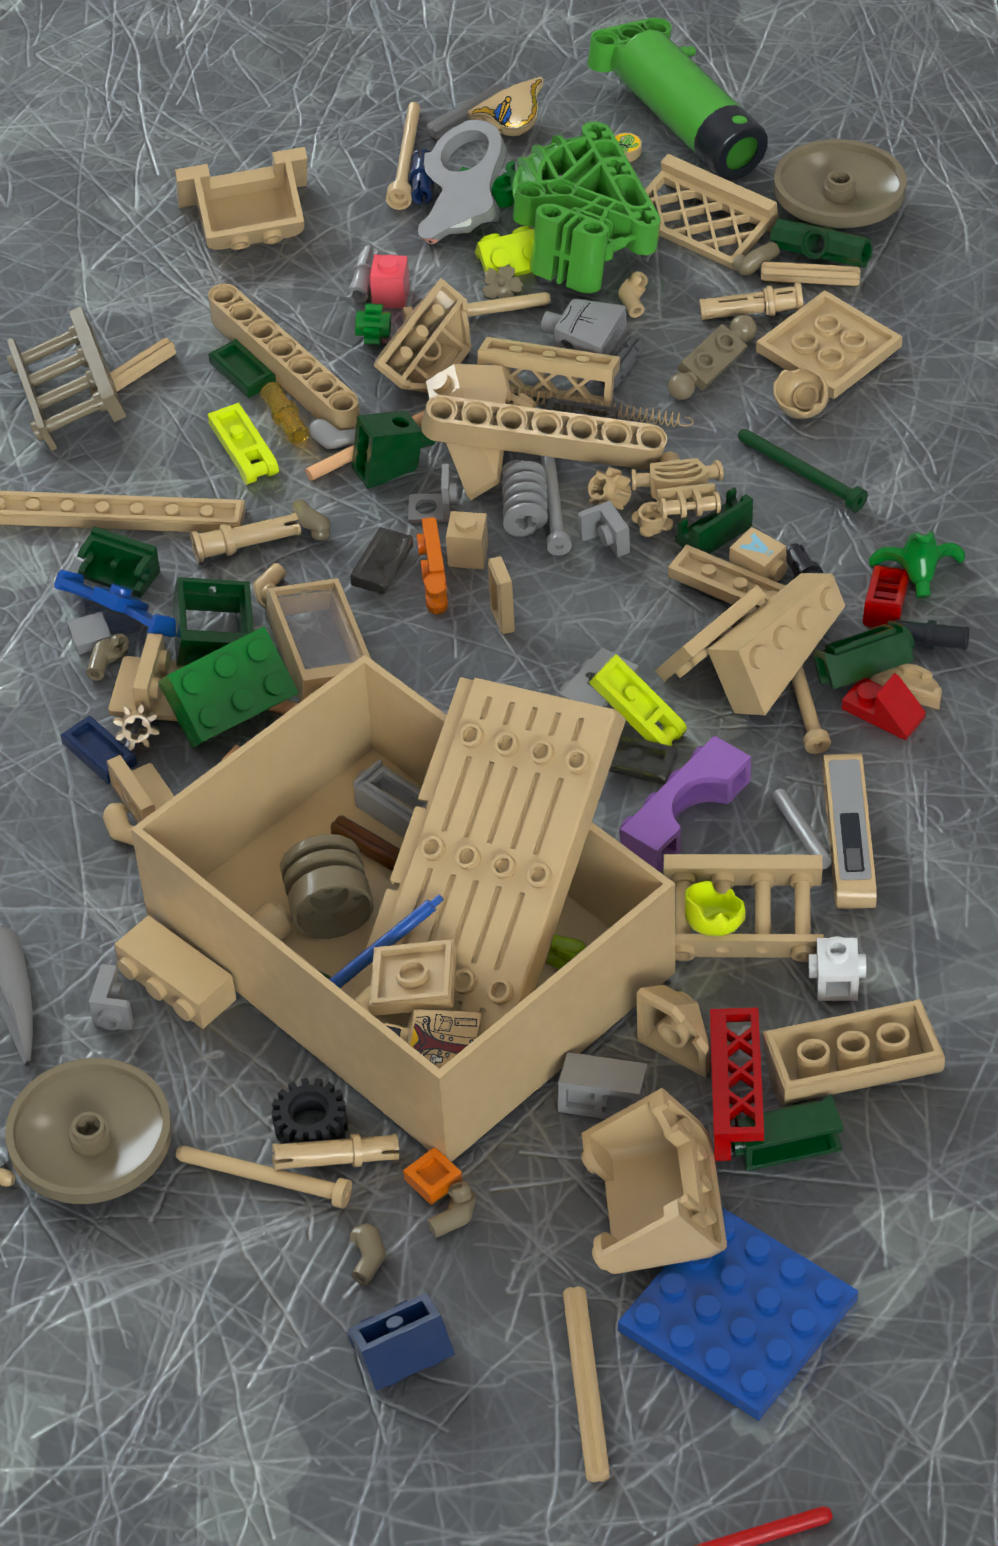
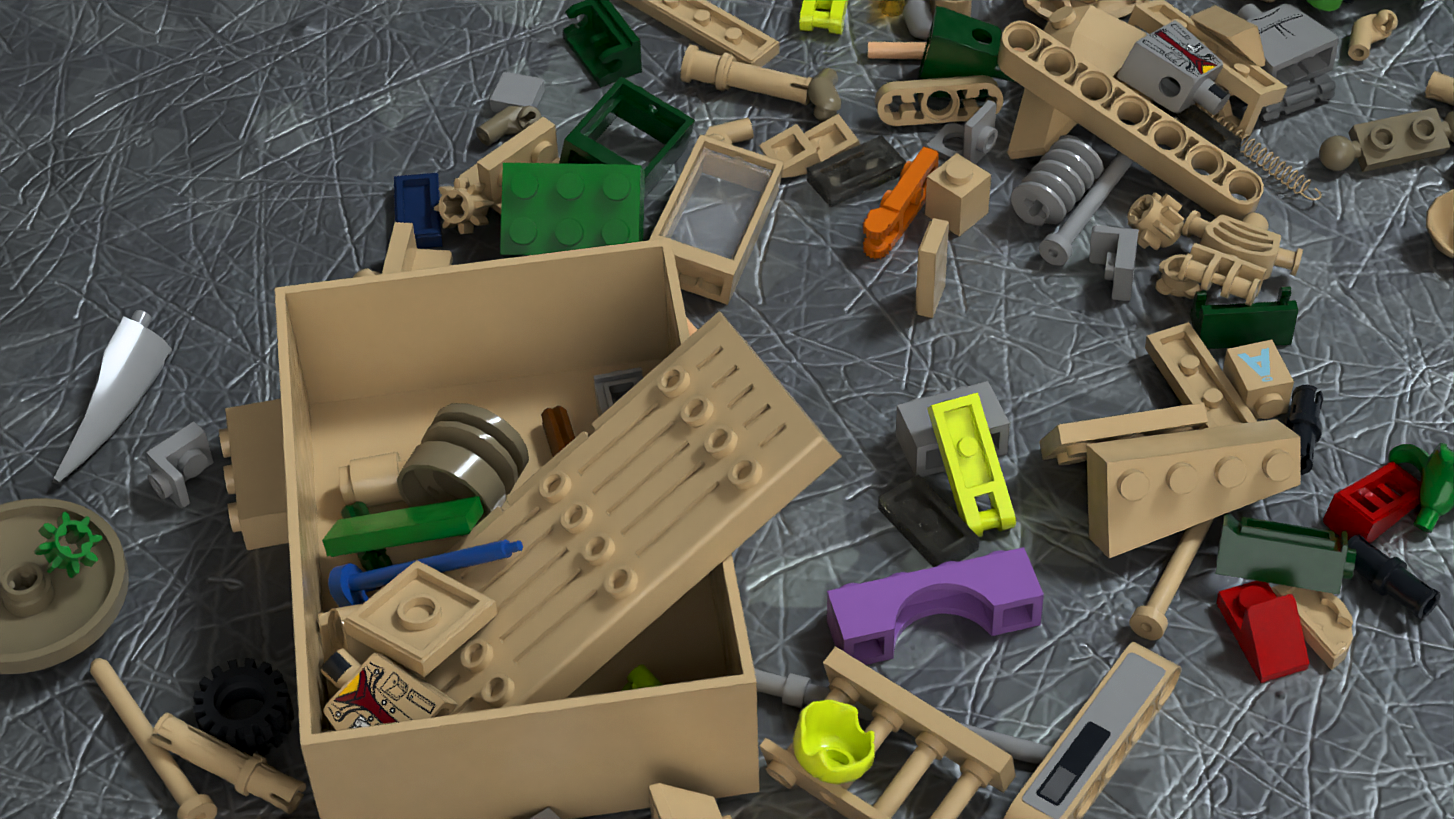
camera: 35 degrees right, 0 degrees up
(106, 1083) = (75, 533): none -> green gear
(117, 599) = (558, 73): blue plate -> none
(336, 558) = (806, 149): none -> tan slope
(338, 930) = (403, 526): none -> green tile
(380, 483) = (952, 113): none -> tan beam
(546, 381) = (1175, 70): none -> light grey torso
(555, 335) = (1233, 31): none -> tan slope
(800, 826) = (1039, 714): light grey bar -> none
(853, 498) = (1431, 373): dark green bar -> none

